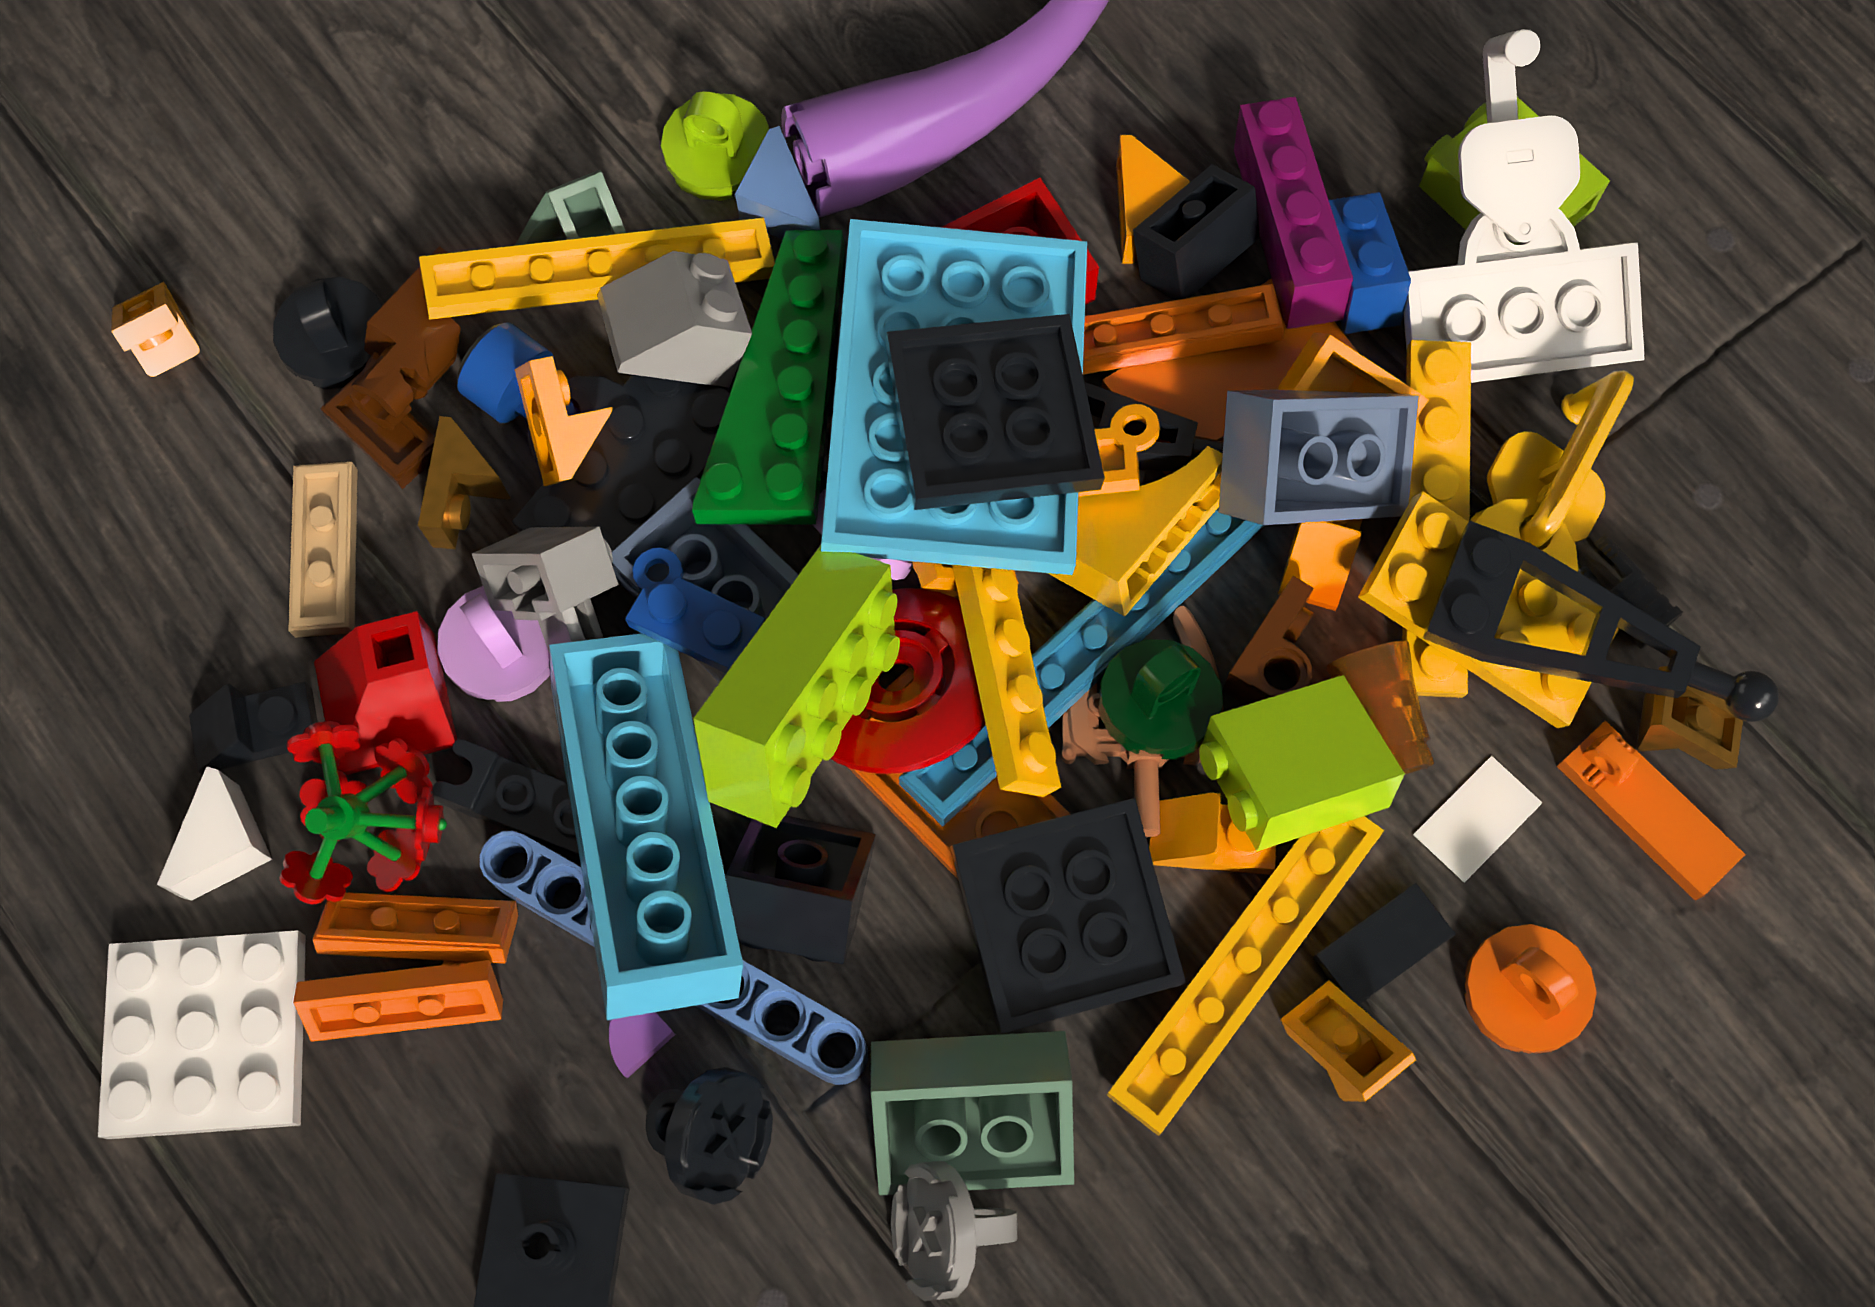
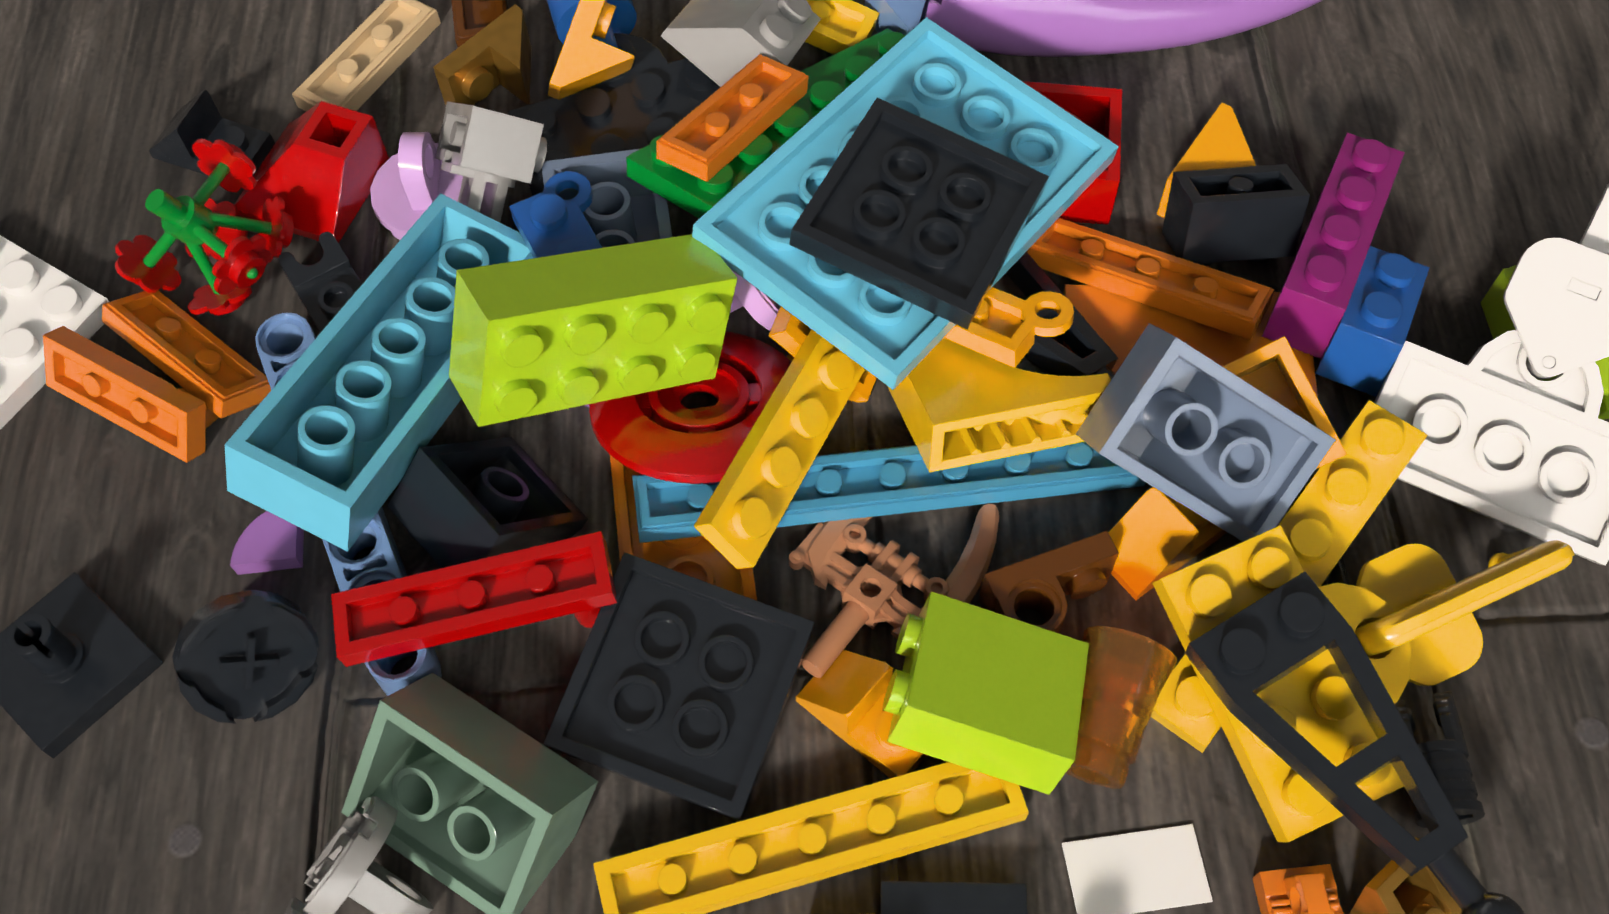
camera: 35 degrees right, 10 degrees down
(214, 841) = (108, 196): white slope -> none
(754, 415) = (732, 117): none -> orange tile
(868, 964) = (474, 599): none -> red piece
(1159, 698) = (903, 553): dark green tile -> none

